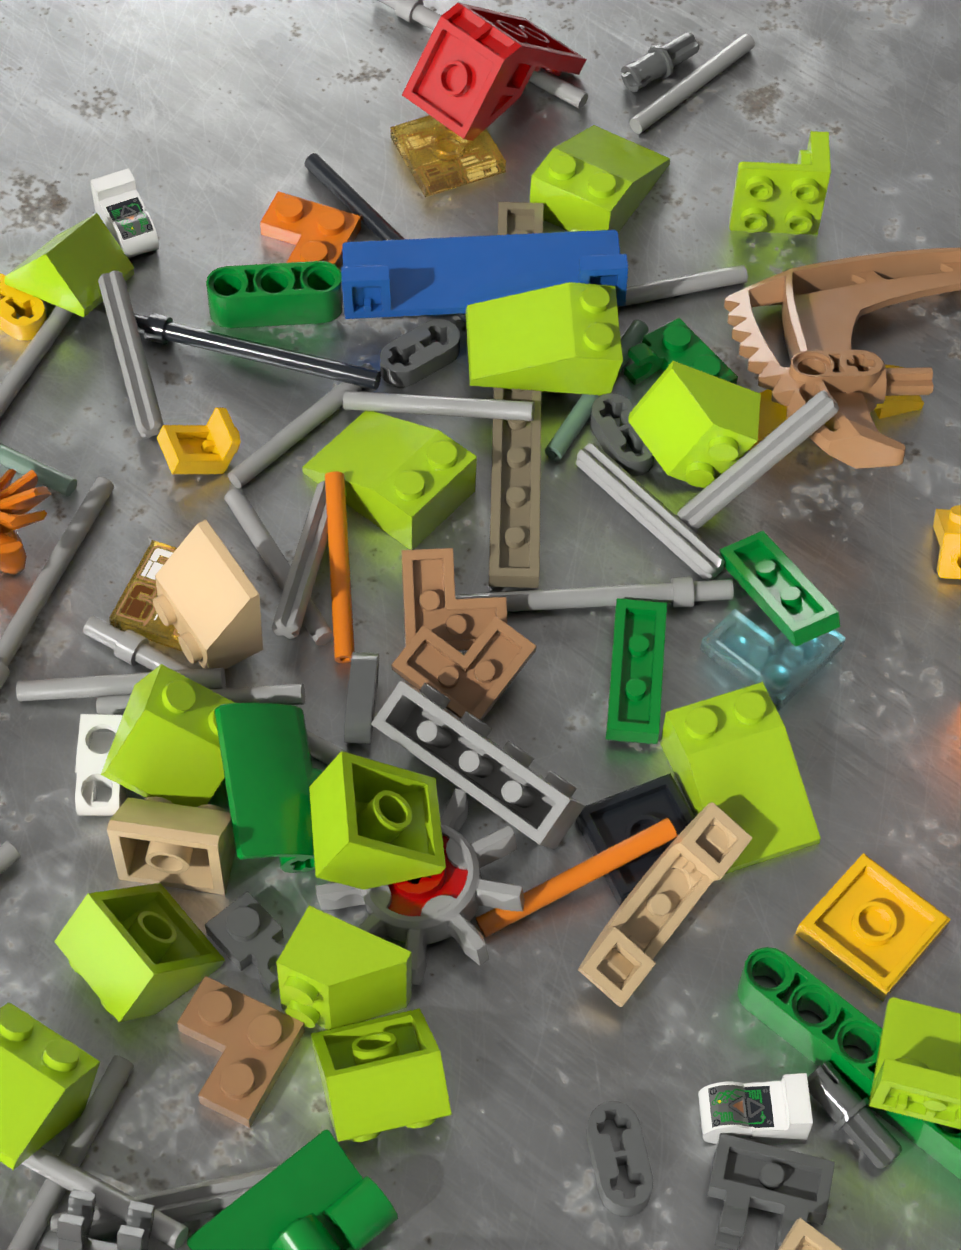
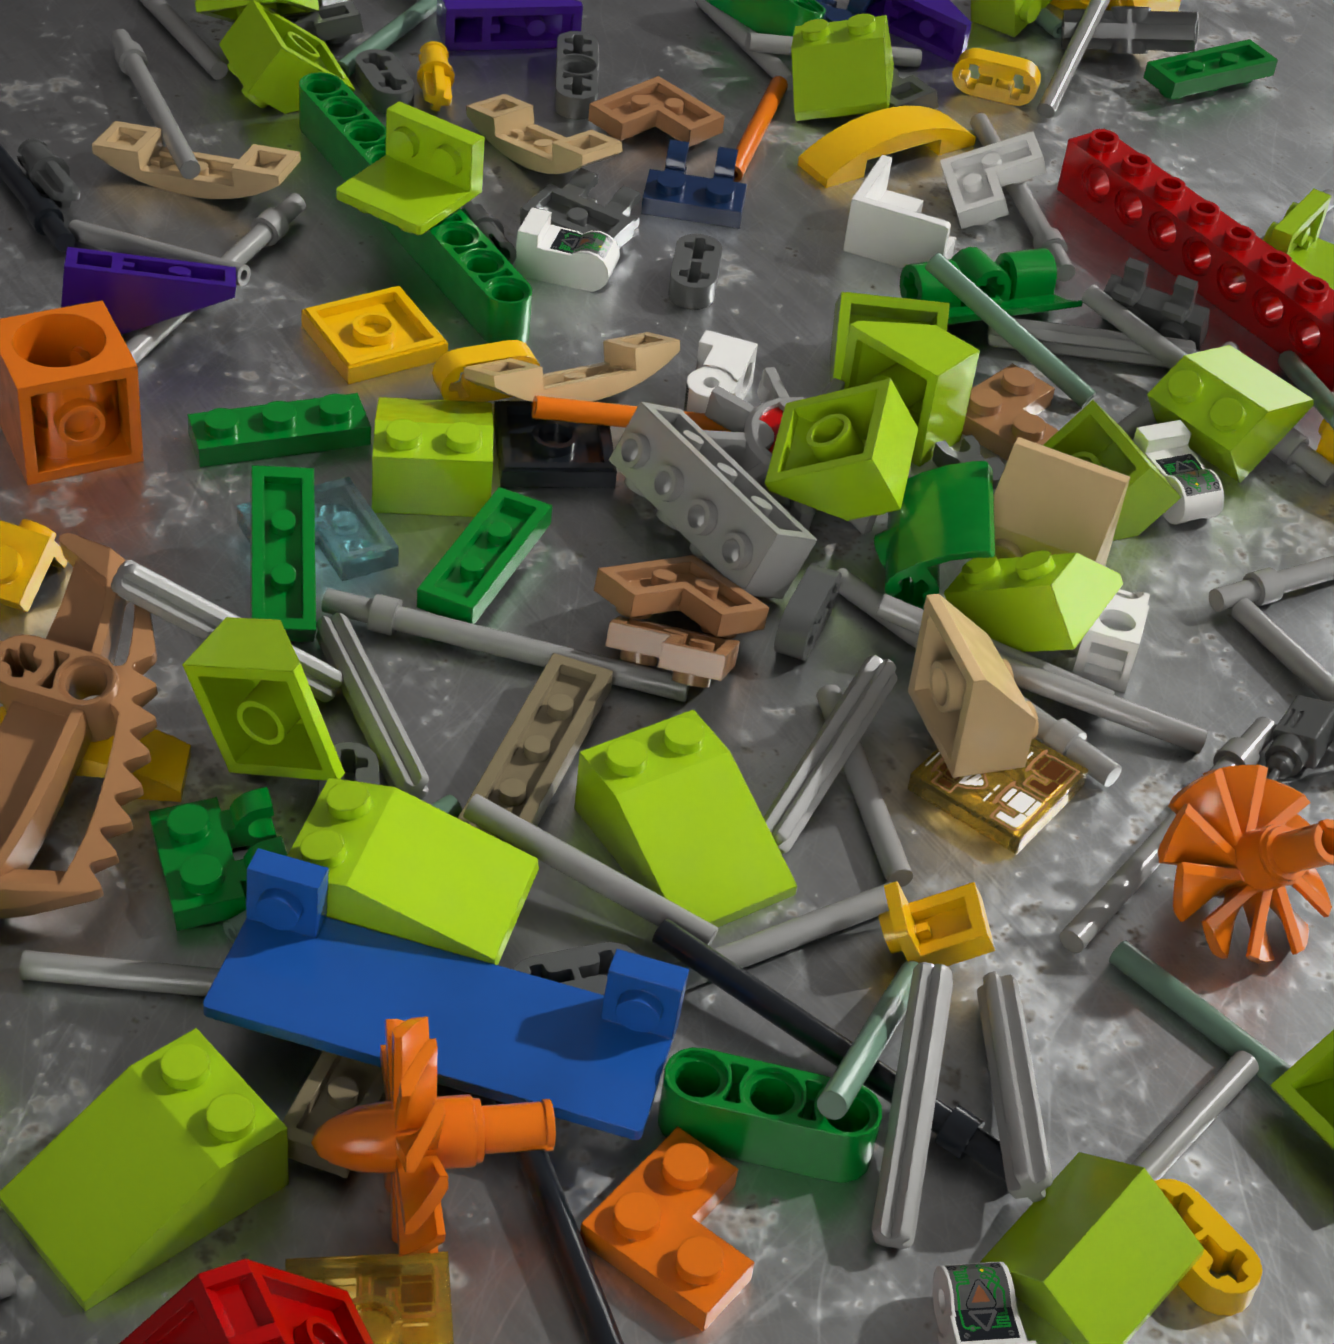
camera: 165 degrees left, 15 degrees down
(62, 996) = (1169, 452): none -> white leg
(189, 313) = (912, 1106): none -> light grey axle
(223, 331) = (867, 1046): none -> sand green bar
(261, 1138) = (1010, 330): none -> sand green piece
(339, 567) = (790, 738): orange piece -> none
(458, 181) = (422, 1135): none -> orange piece
(527, 947) = (720, 362): none -> white leg
(741, 888) = (451, 364): none -> yellow beam
(876, 765) = (278, 429): none -> green plate

